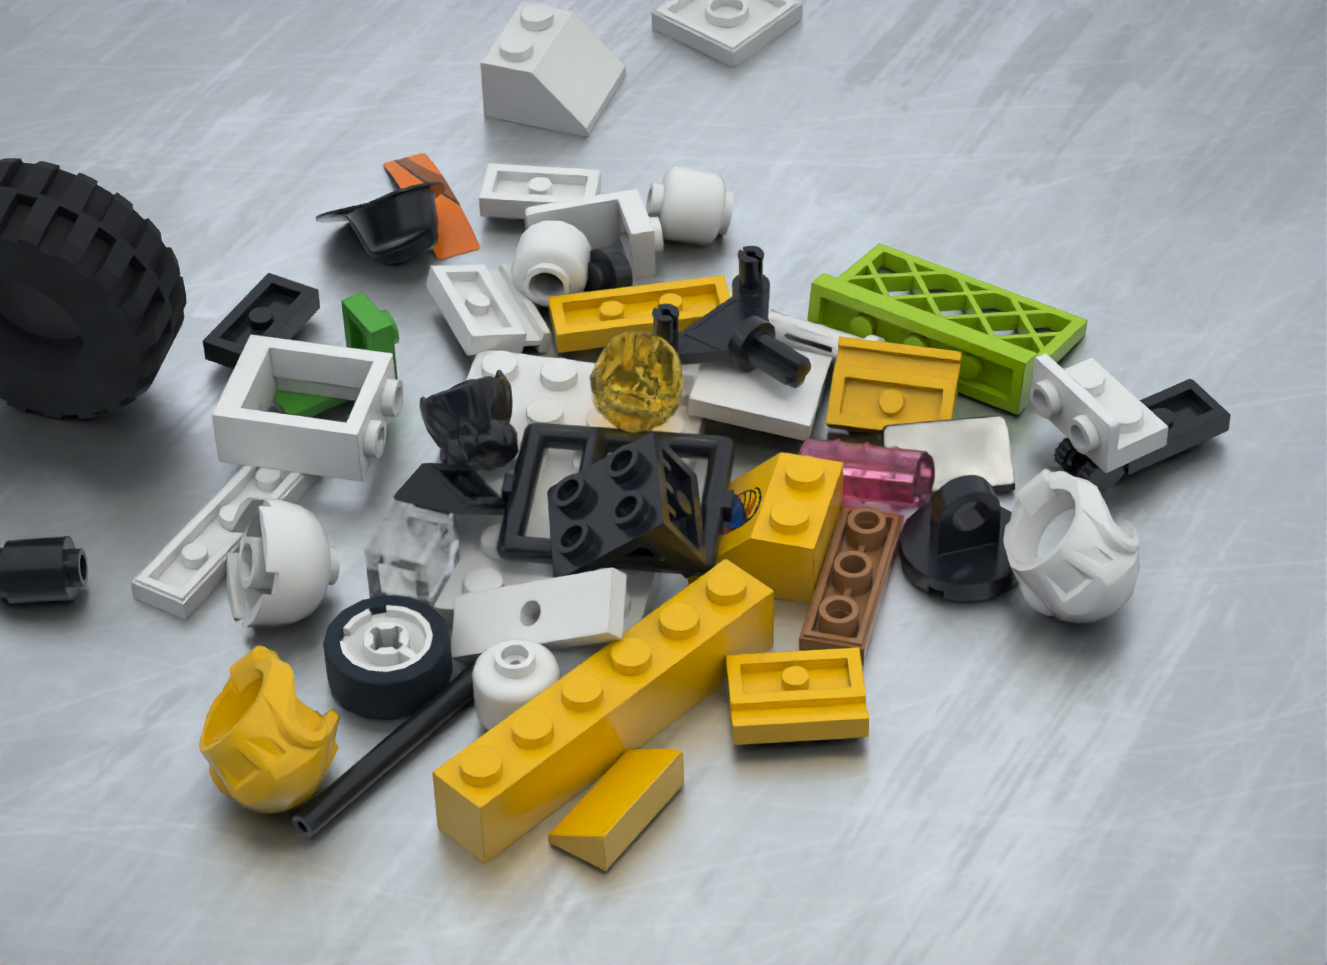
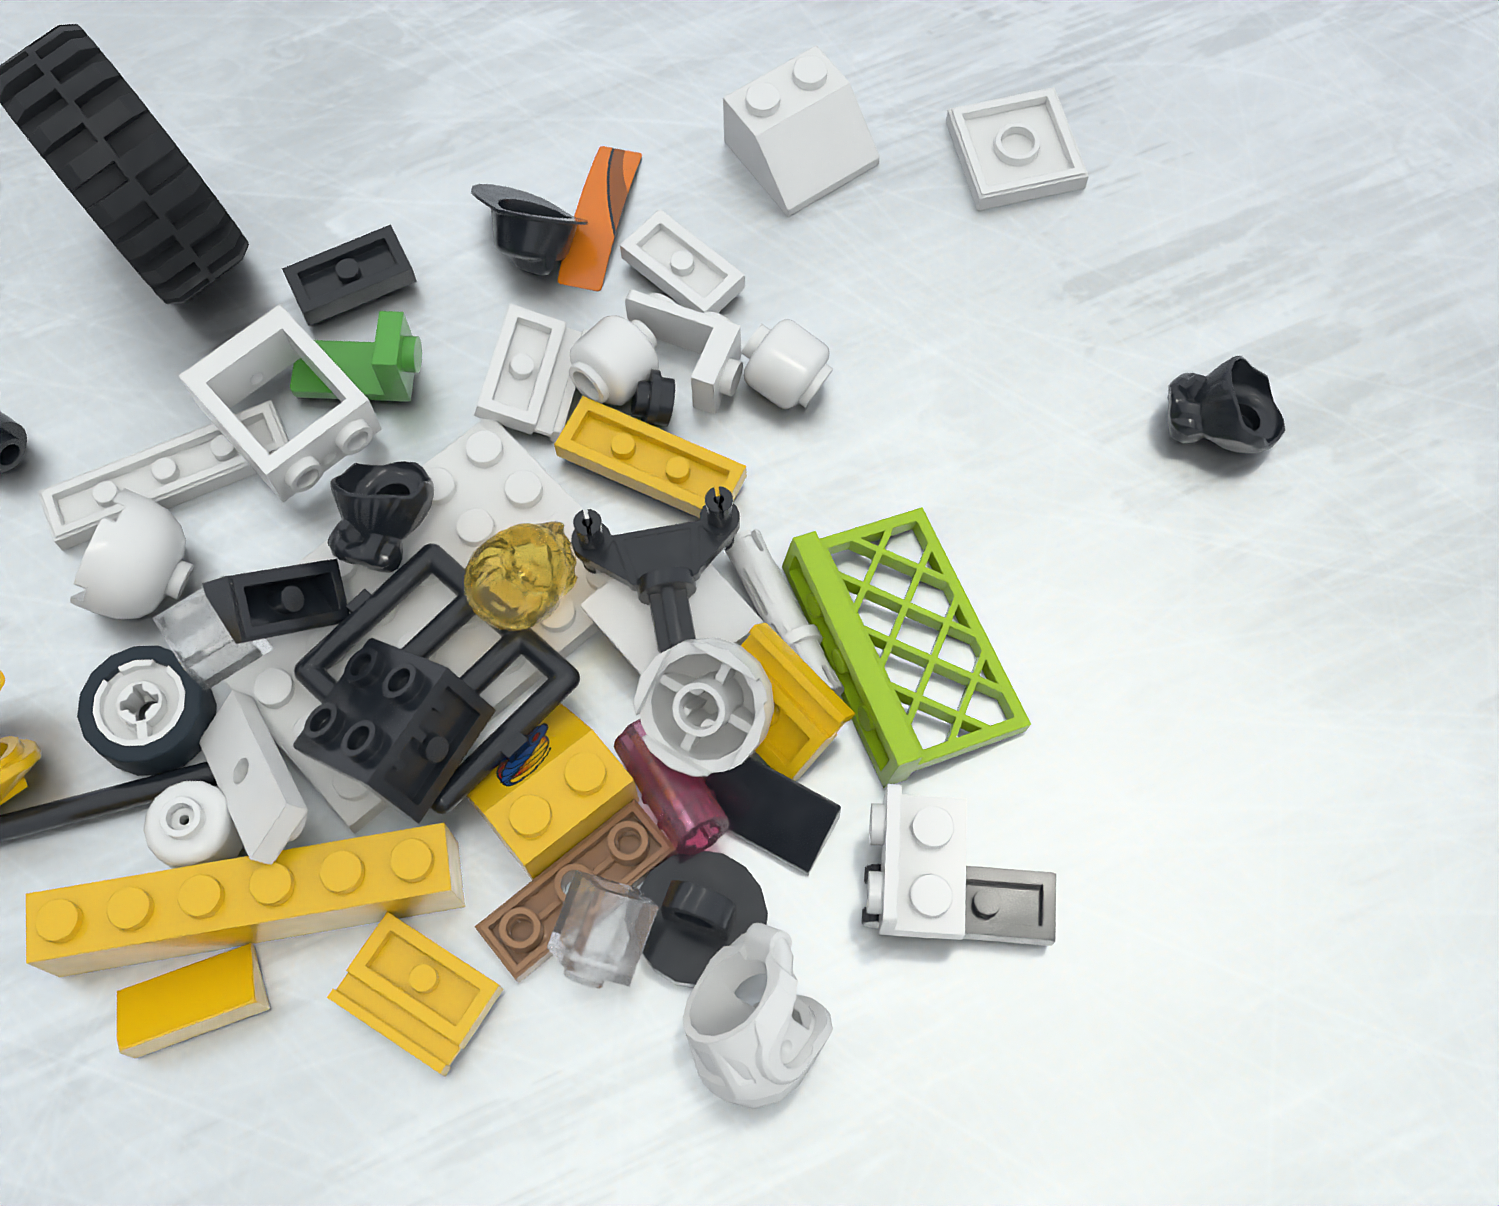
camera: 35 degrees right, 25 degrees up
(856, 383) = (704, 706): none -> white cylinder
(905, 566) = (601, 930): none -> clear brick
(1039, 81) = (1227, 406): none -> black hair

